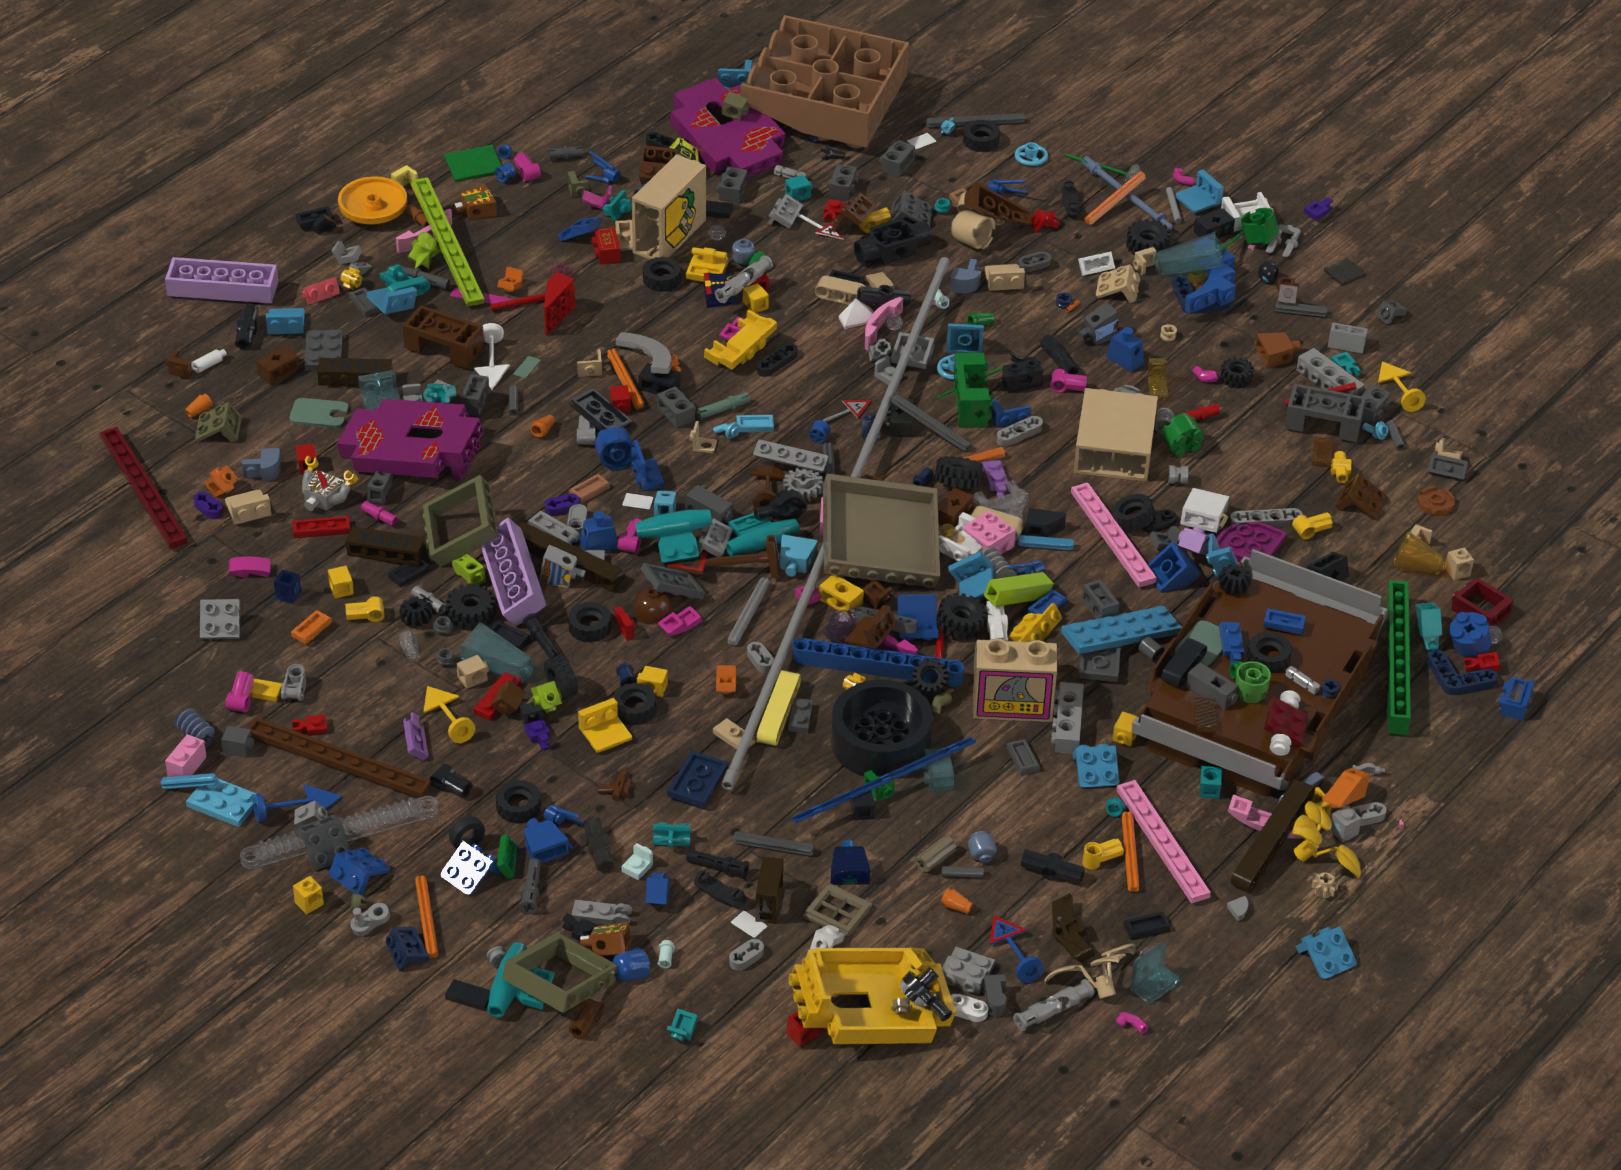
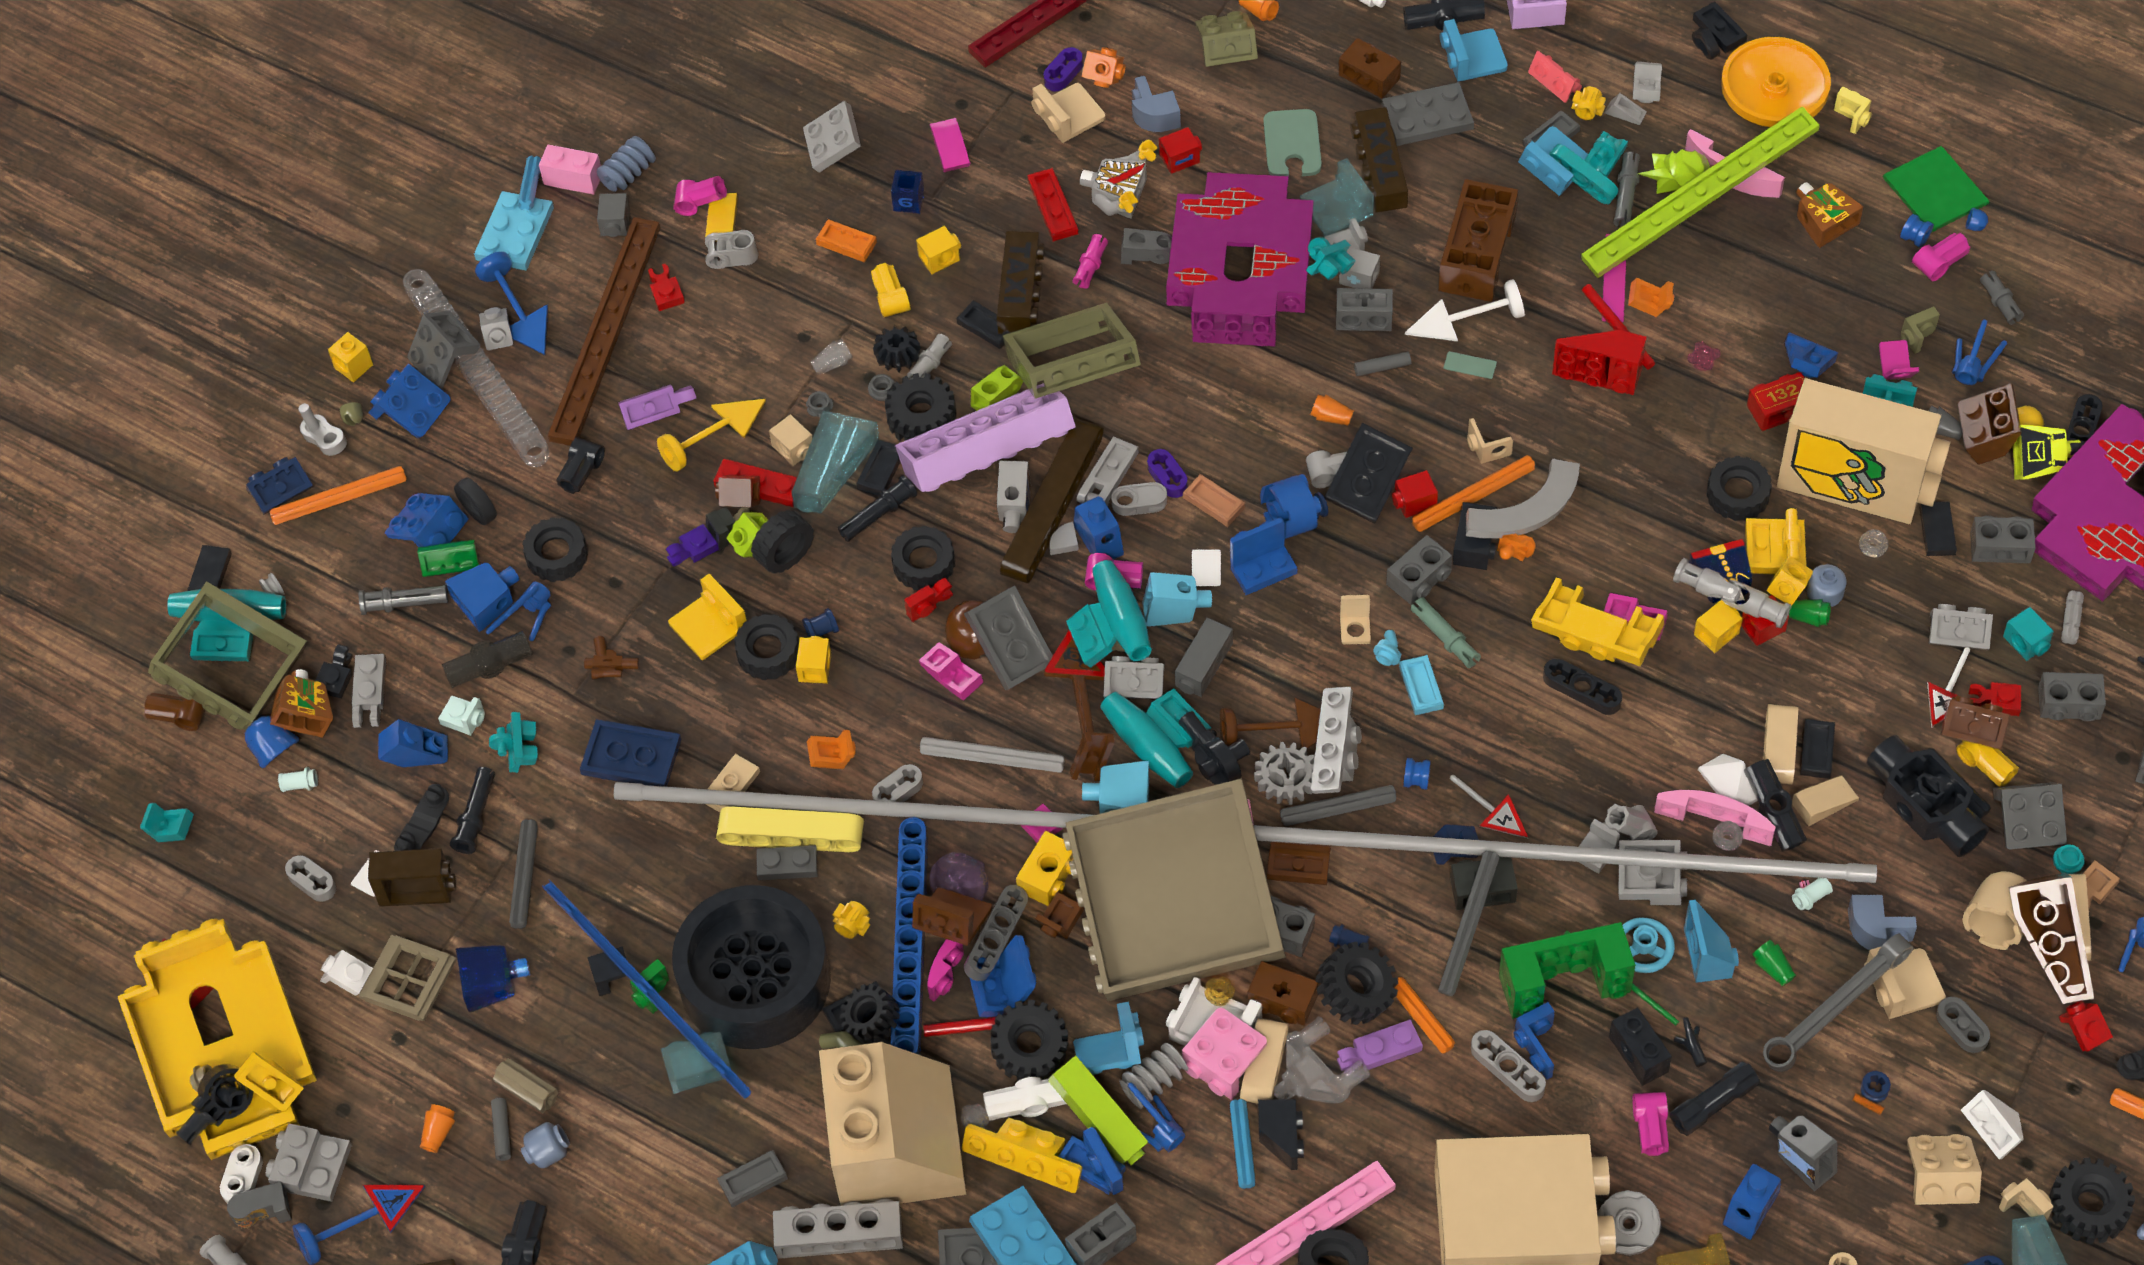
camera: 85 degrees right, 15 degrees up
(739, 259) = (1789, 580): none -> yellow brick
(998, 262) = (1889, 956): none -> dark grey piece
(1052, 590) = (1101, 1160): none -> blue plate

